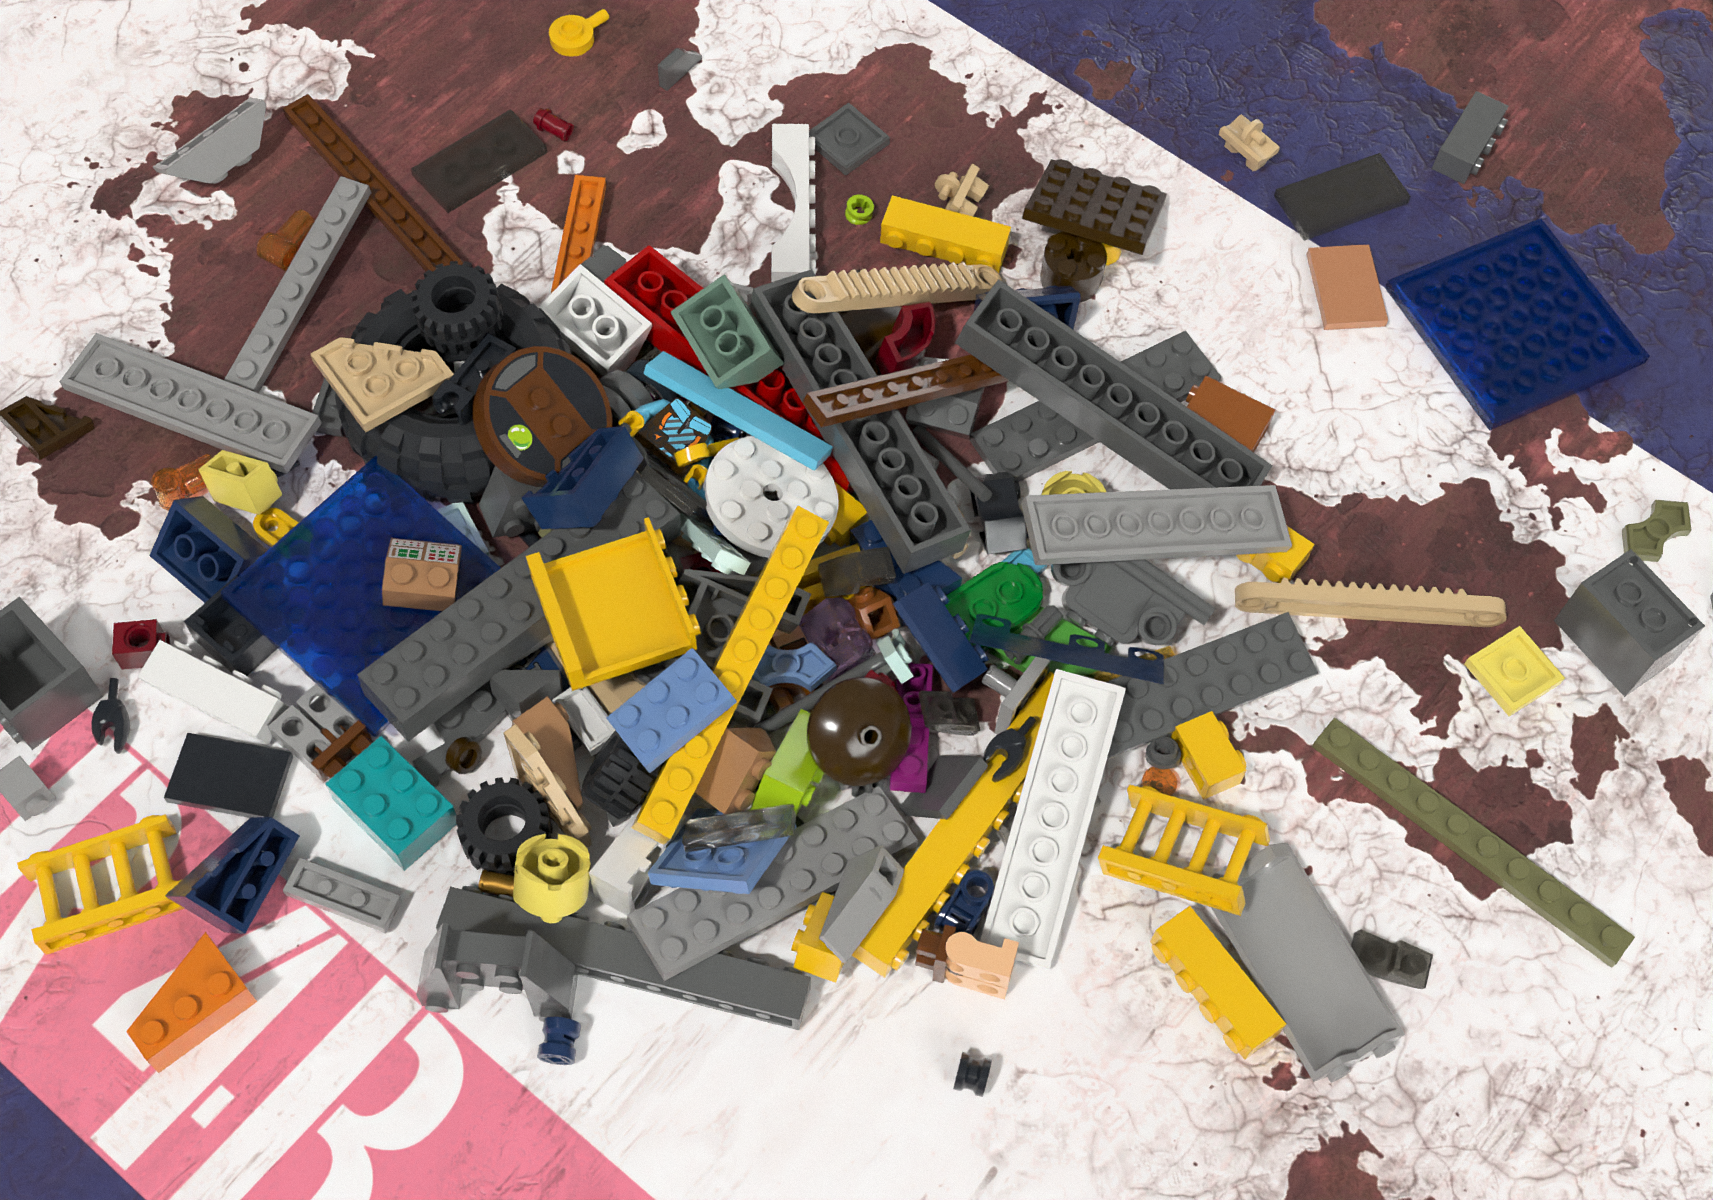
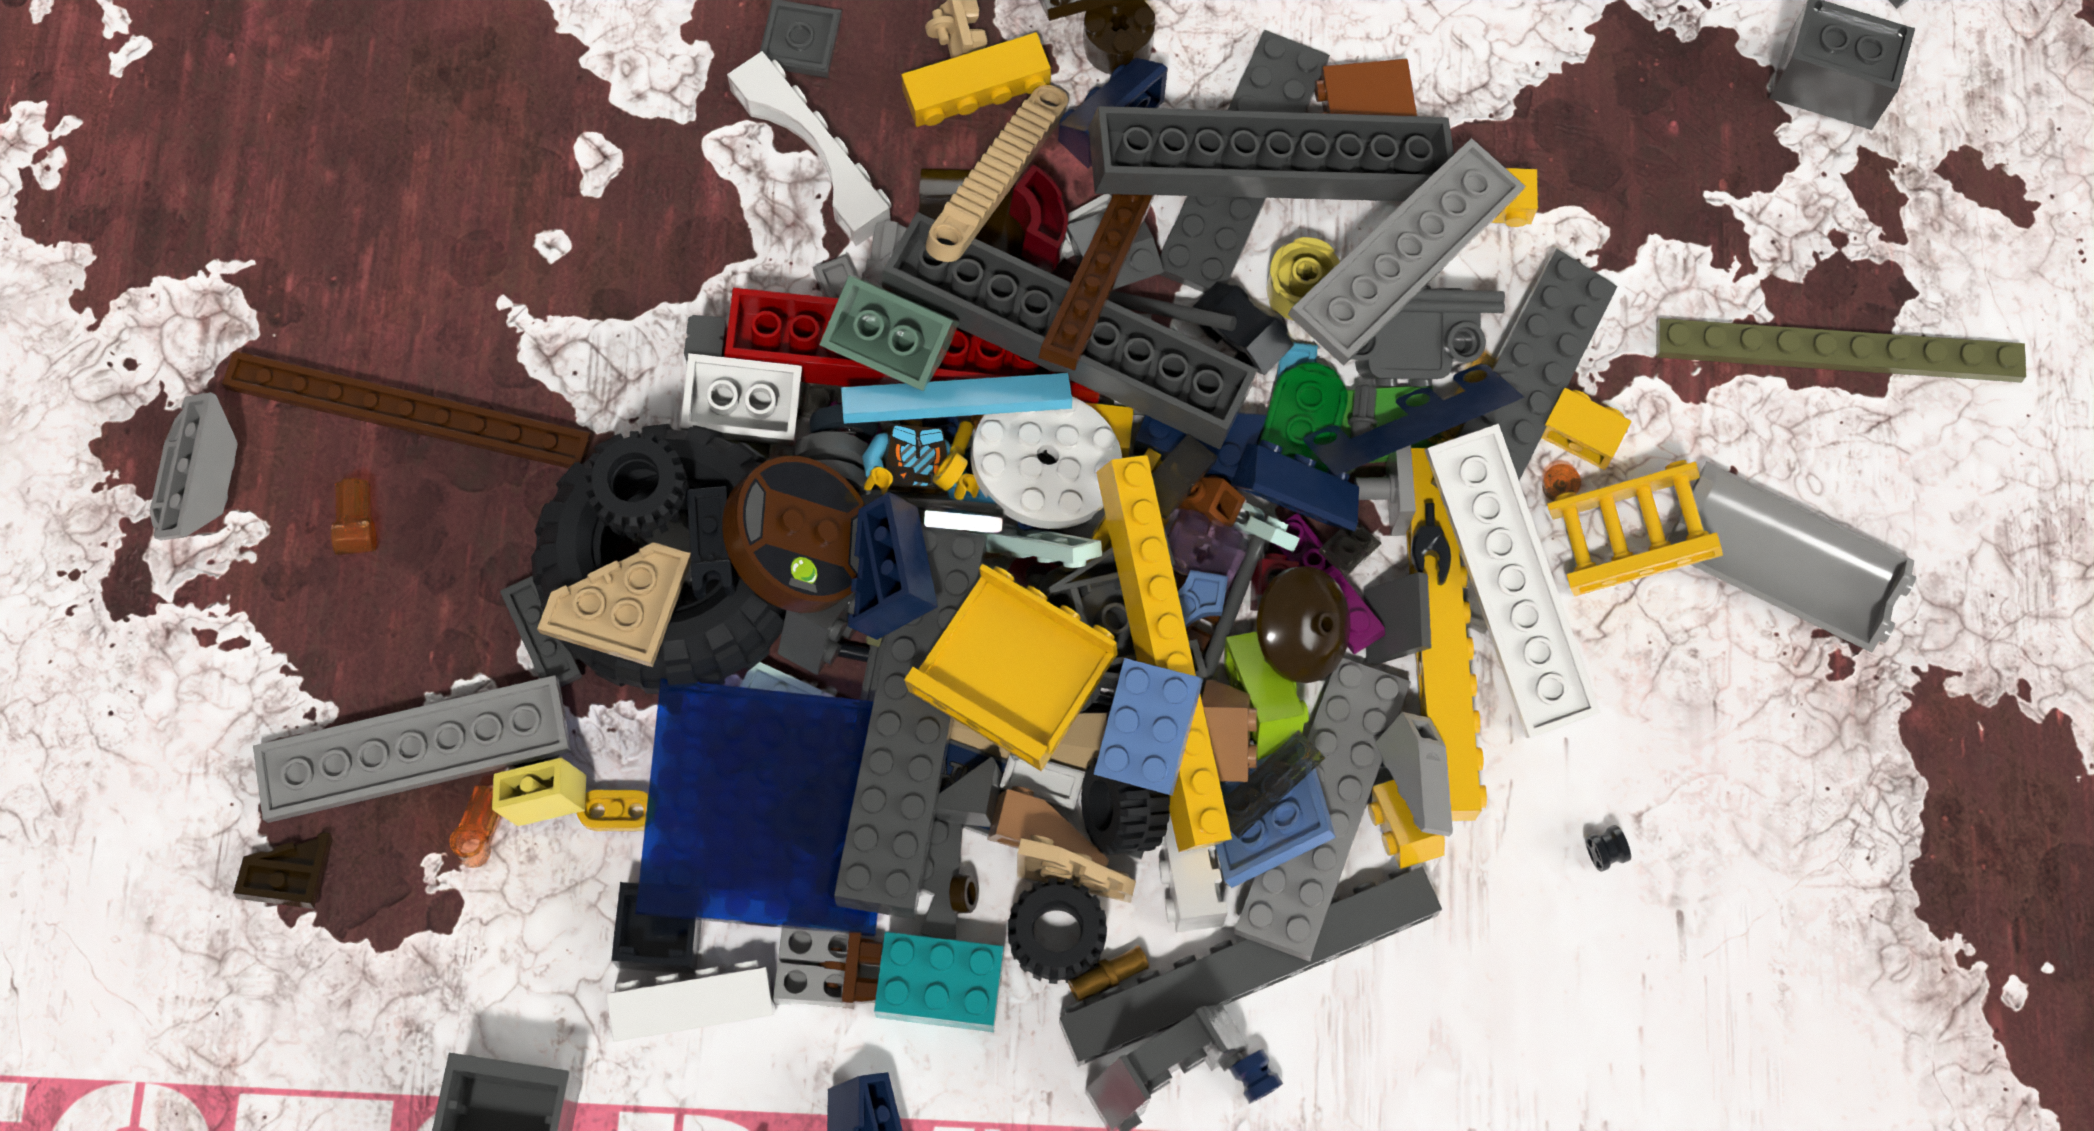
camera: 35 degrees left, 10 degrees up
(111, 714) = (609, 1091): black hand -> none
(128, 637) = (561, 1009): dark red brick -> none
(203, 546) = (562, 878): dark blue slope -> none
(228, 776) = (767, 1067): black tile -> none
(298, 285) = (407, 557): light grey plate -> none
(342, 895) = (965, 1094): light grey plate -> none
(421, 574) = (799, 757): medium nougat slope -> none
(479, 161) = (463, 304): clear smoke tile -> none
(551, 876) = (1144, 944): light yellow brick -> none
(552, 124) = (505, 216): dark red pin -> none
(574, 34) = (439, 102): yellow piece -> none
(580, 225) = (637, 325): orange plate -> none
(676, 66) = (574, 71): dark grey tile -> none
(852, 214) = (872, 117): lime bush -> none
(963, 909) = (1497, 715): dark blue piece -> none
(967, 961) = (1537, 755): light nougat hips -> none
(1163, 753) = (1548, 445): dark grey plate -> none
(1216, 983) = (1738, 625): yellow brick -> none
(1370, 603) = (1613, 190): tan gear -> none
(1392, 961) = (1856, 502): clear smoke slope -> none
(1514, 671) = (1772, 170): light yellow plate -> none

